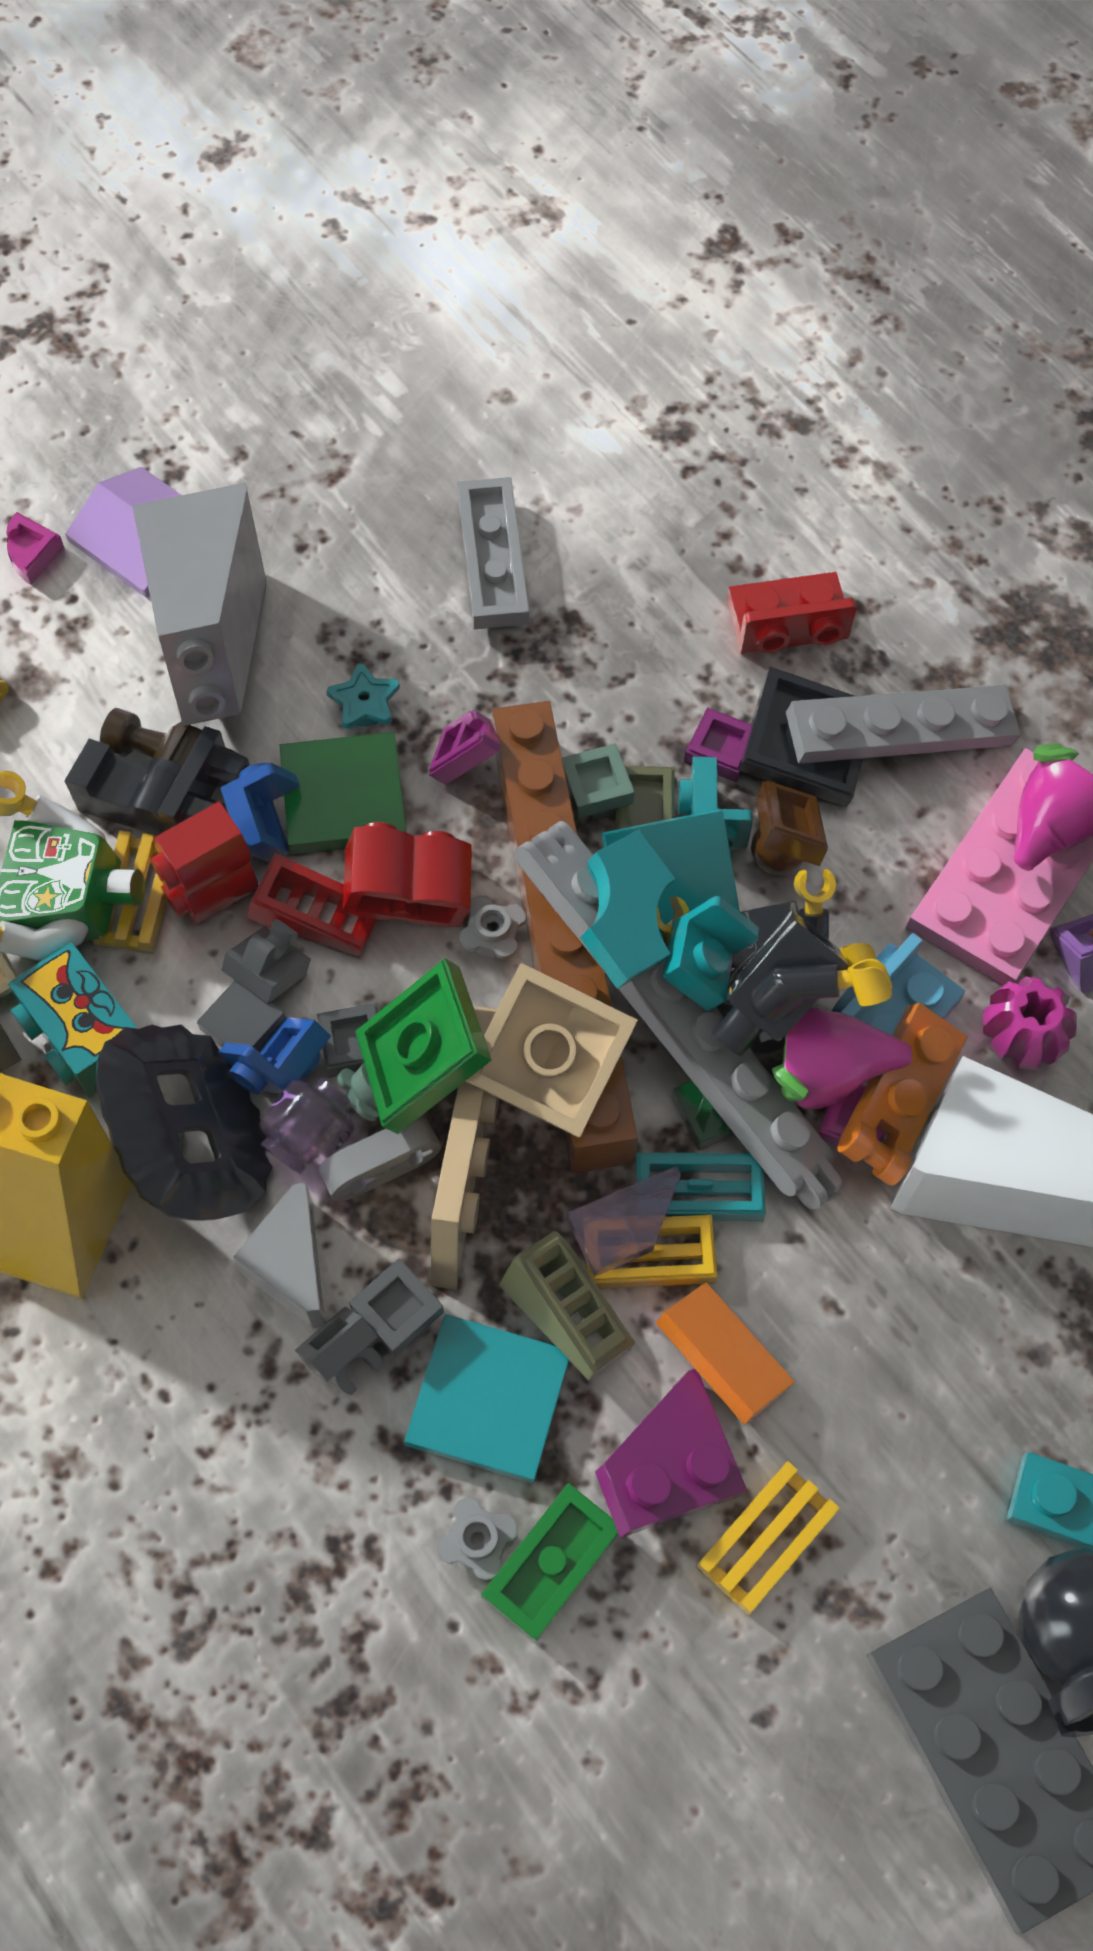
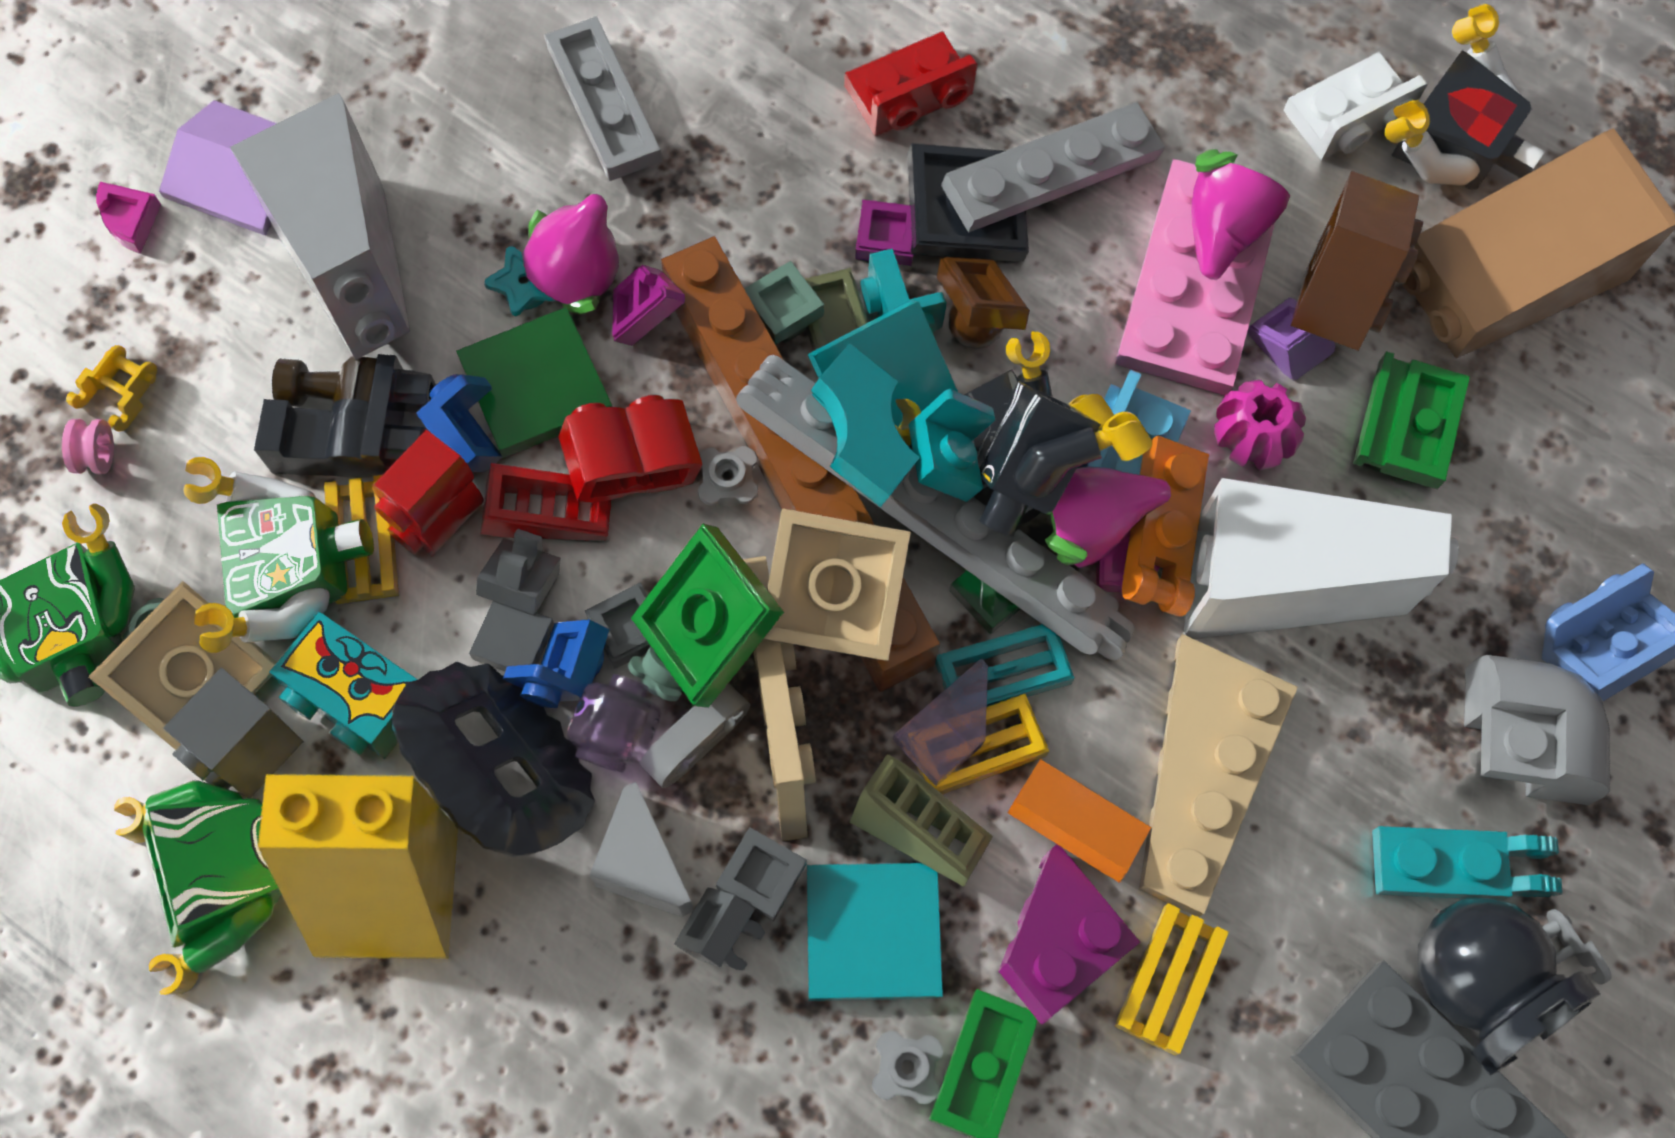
camera: 20 degrees left, 5 degrees up
(415, 685) = (572, 254): none -> dark pink hat
(878, 1335) = (1211, 760): none -> tan wing

